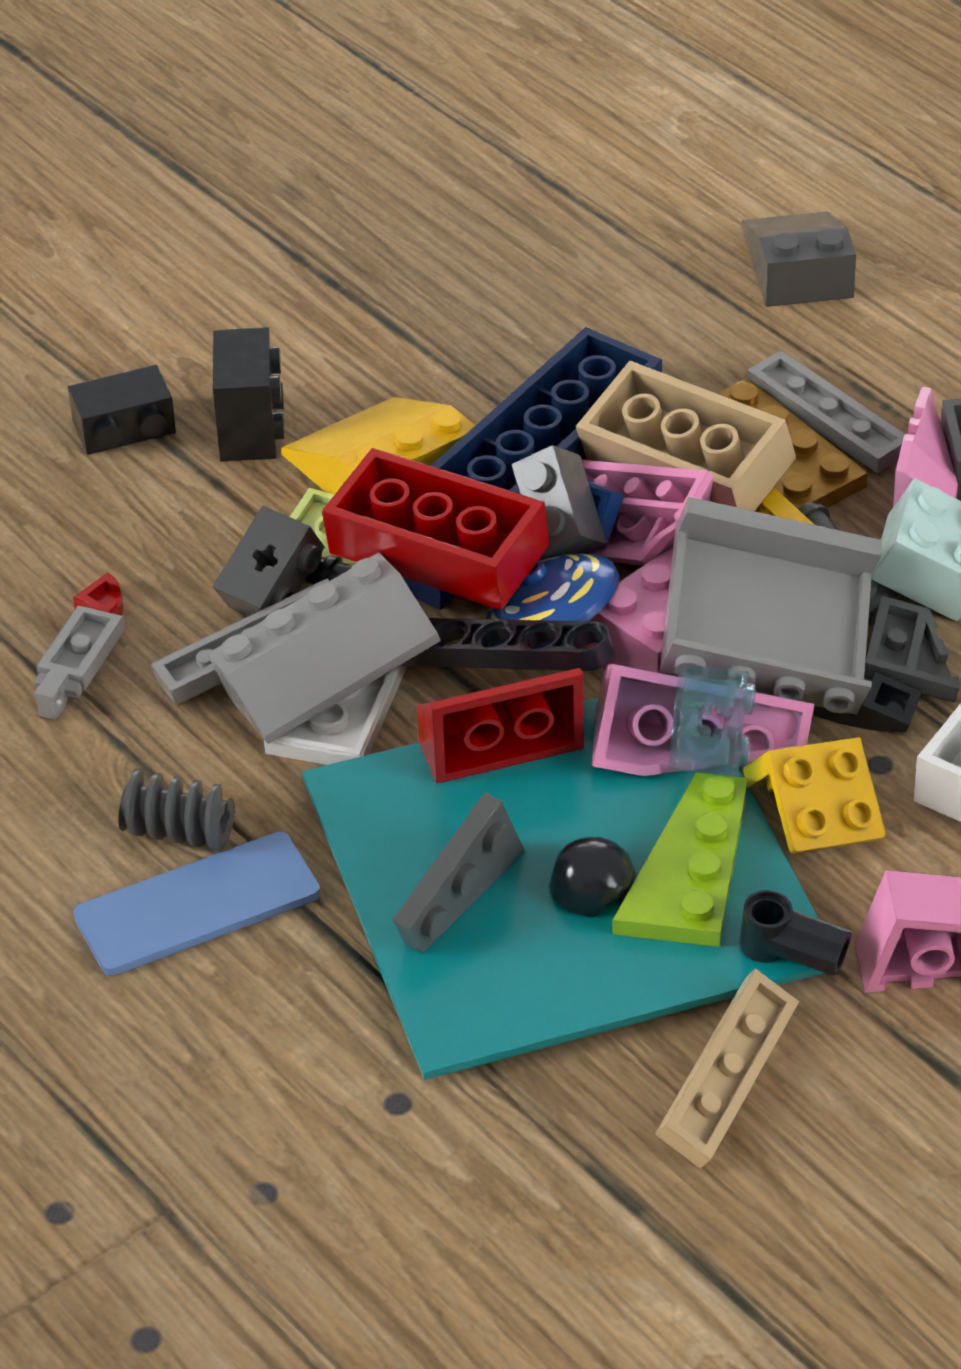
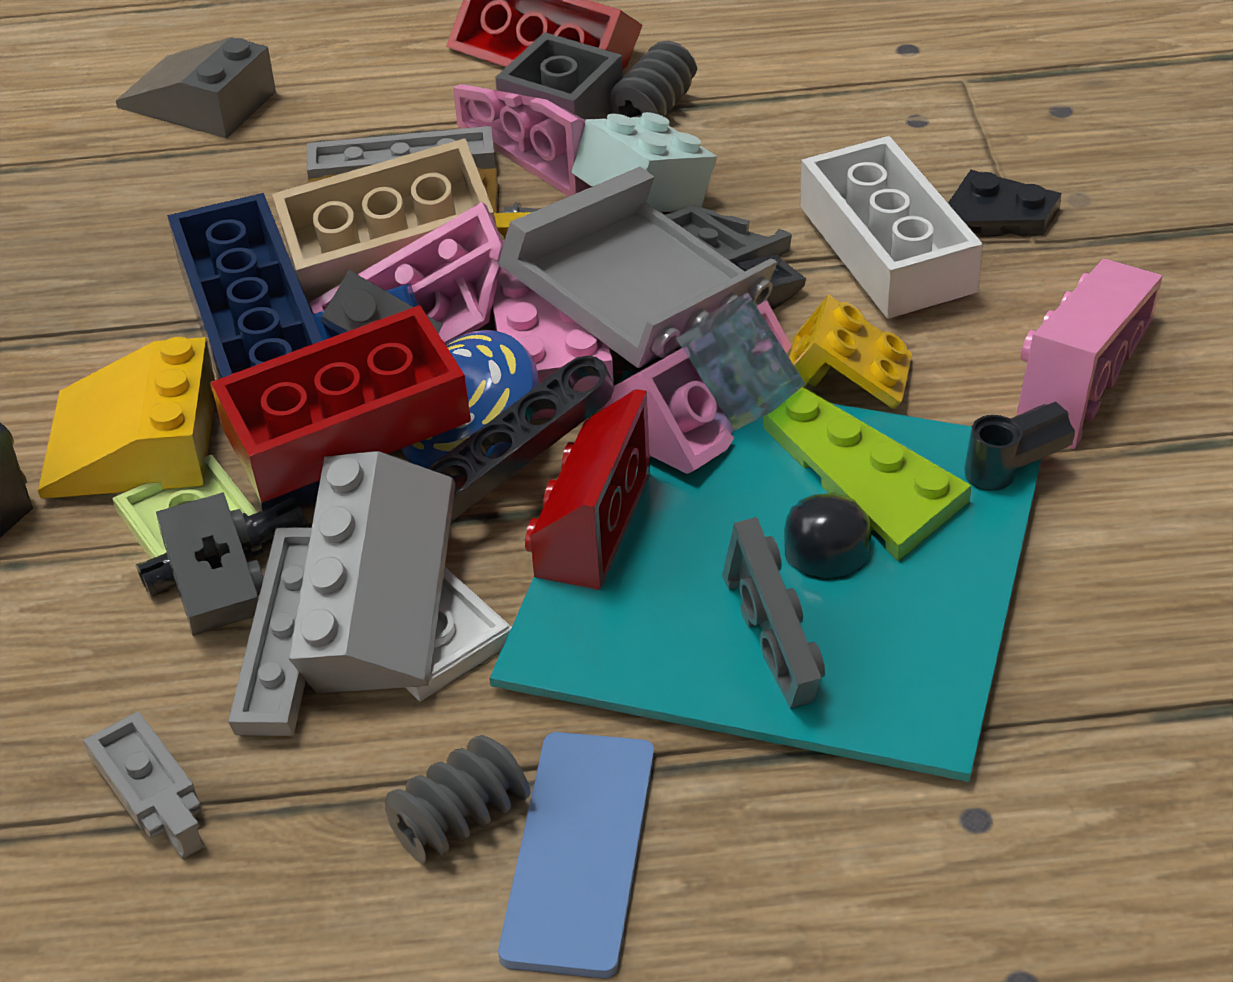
camera: 55 degrees left, 0 degrees up
(102, 595) = (77, 722): red tile -> none
(727, 1068) = (1131, 569): tan plate -> none

